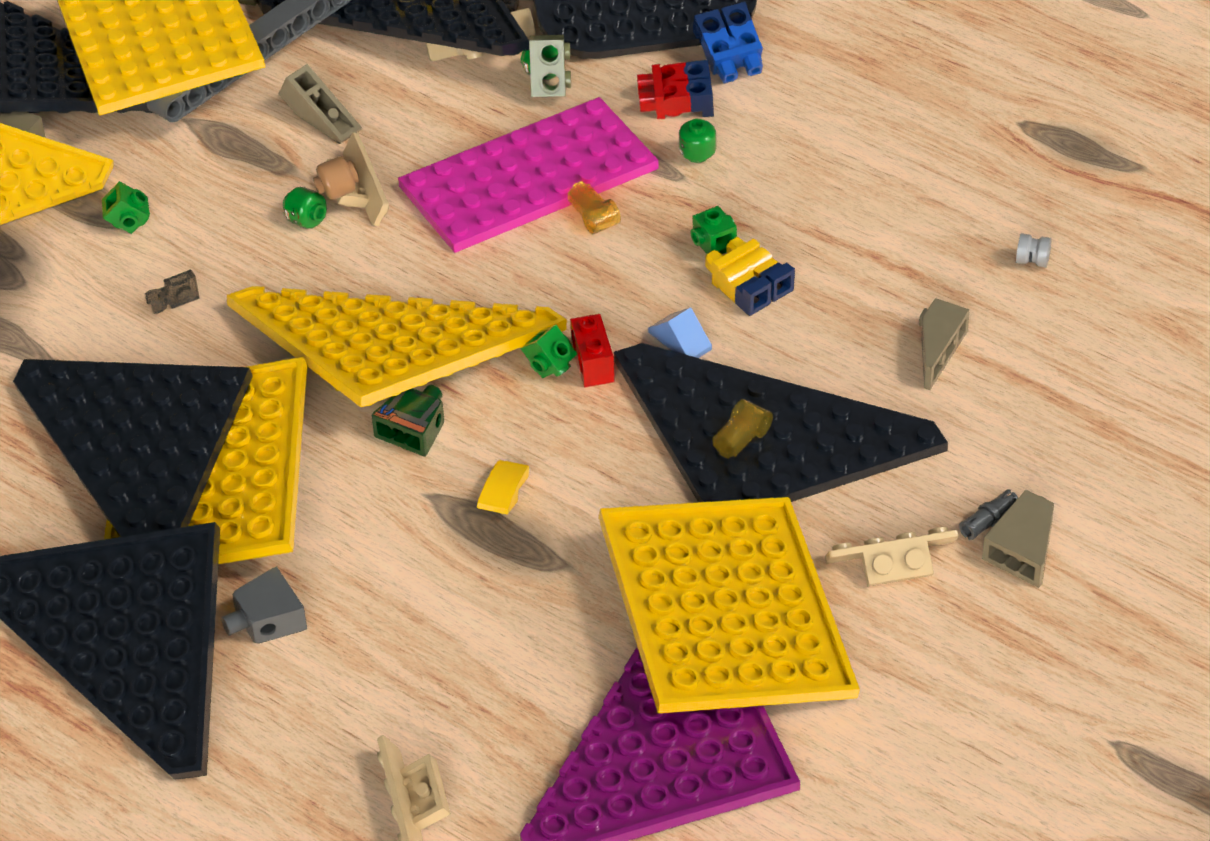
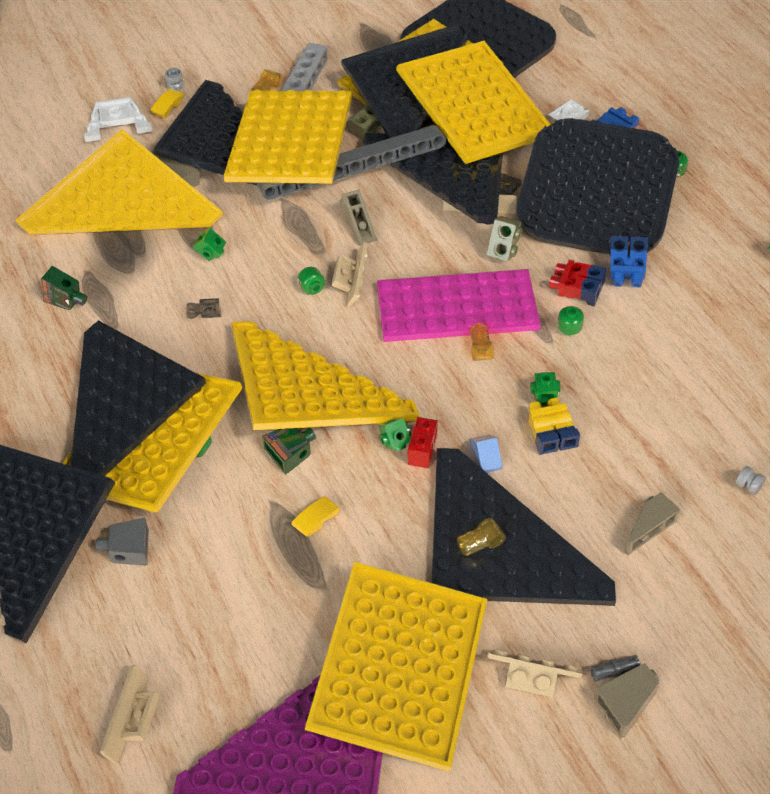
camera: 25 degrees right, 5 degrees up
(335, 178) = (332, 269): medium nougat head -> none

